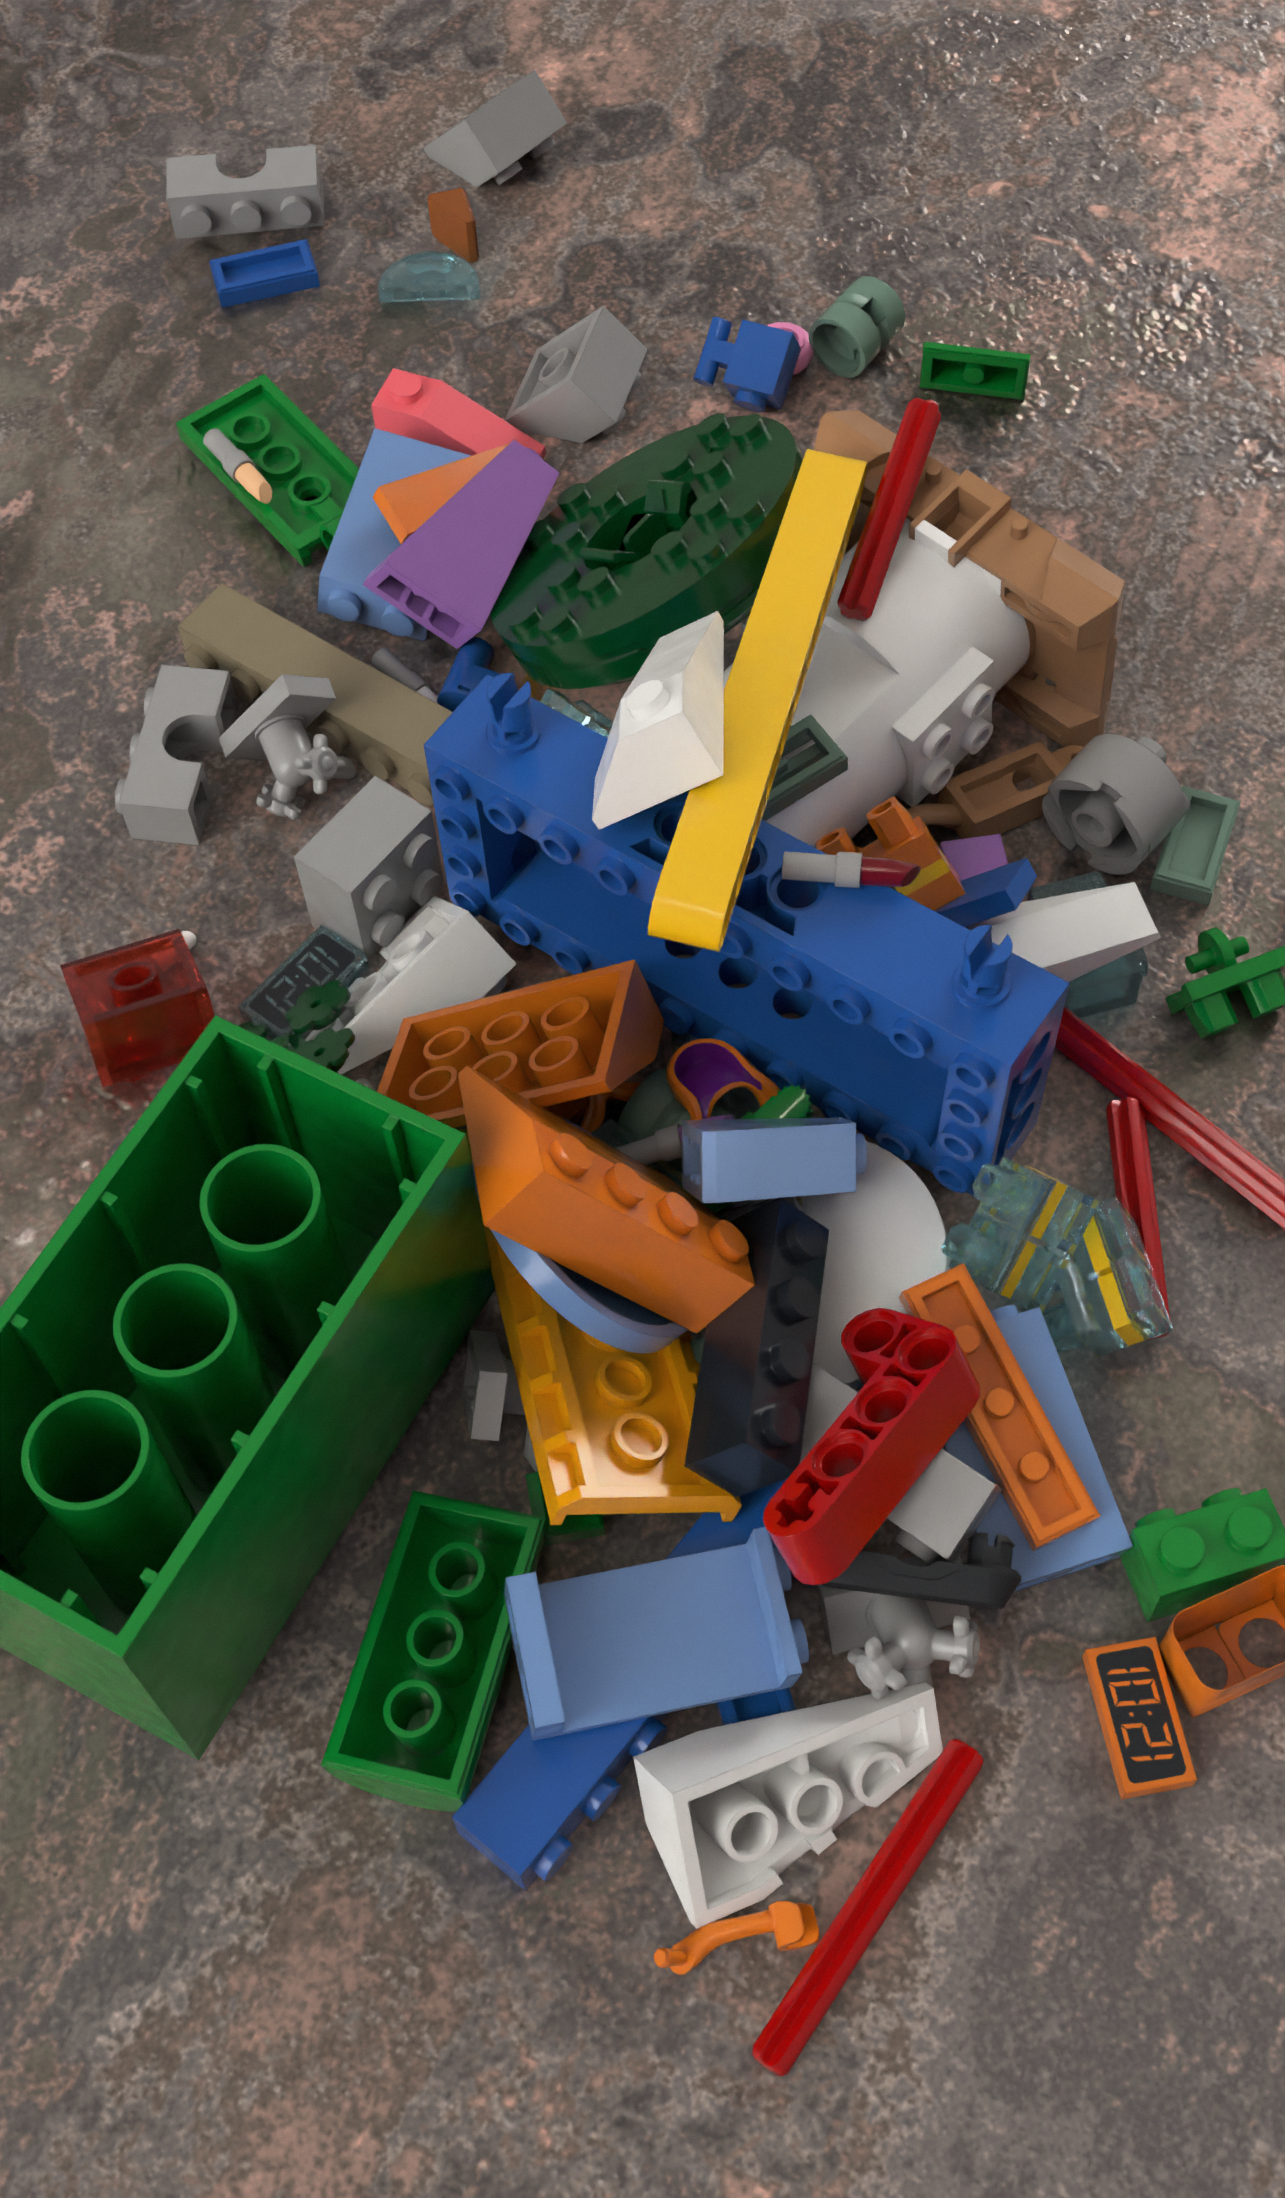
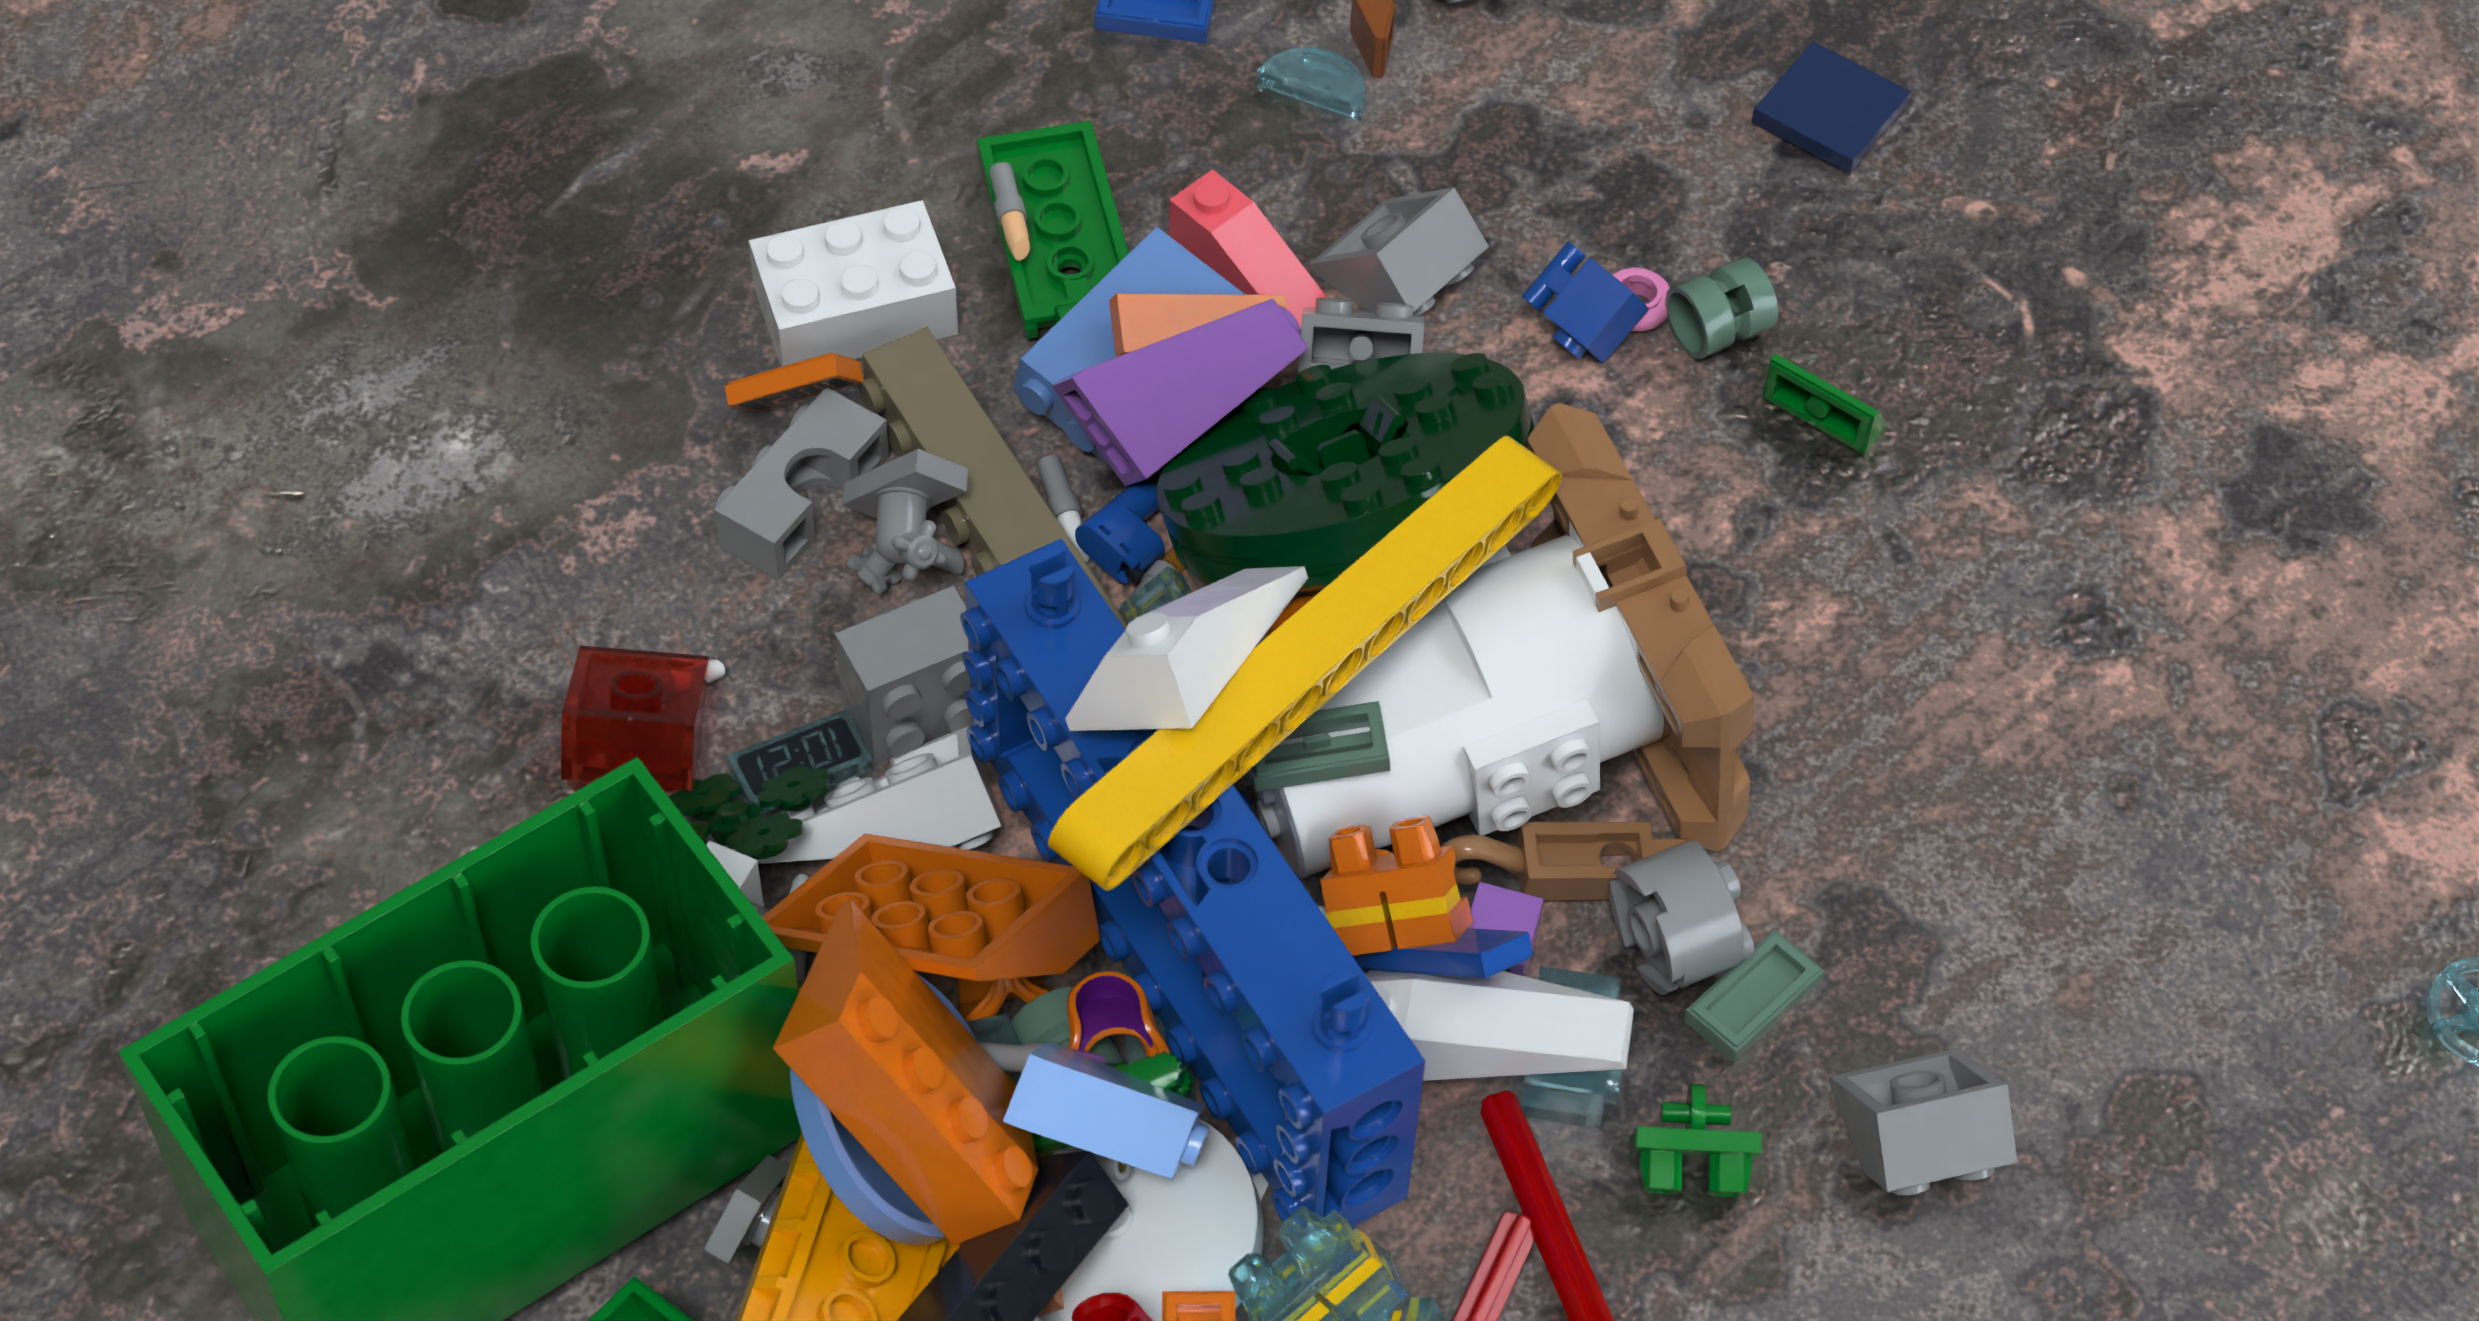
camera: 20 degrees right, 5 degrees down
(129, 673) = (793, 382): none -> orange tile
(134, 578) = (853, 284): none -> white brick
(590, 453) = (1346, 336): none -> light grey brick
(844, 153) = (1831, 107): none -> dark blue tile
(848, 869) = (1278, 865): light grey piece -> none
(889, 509) = (1558, 528): red axle -> none

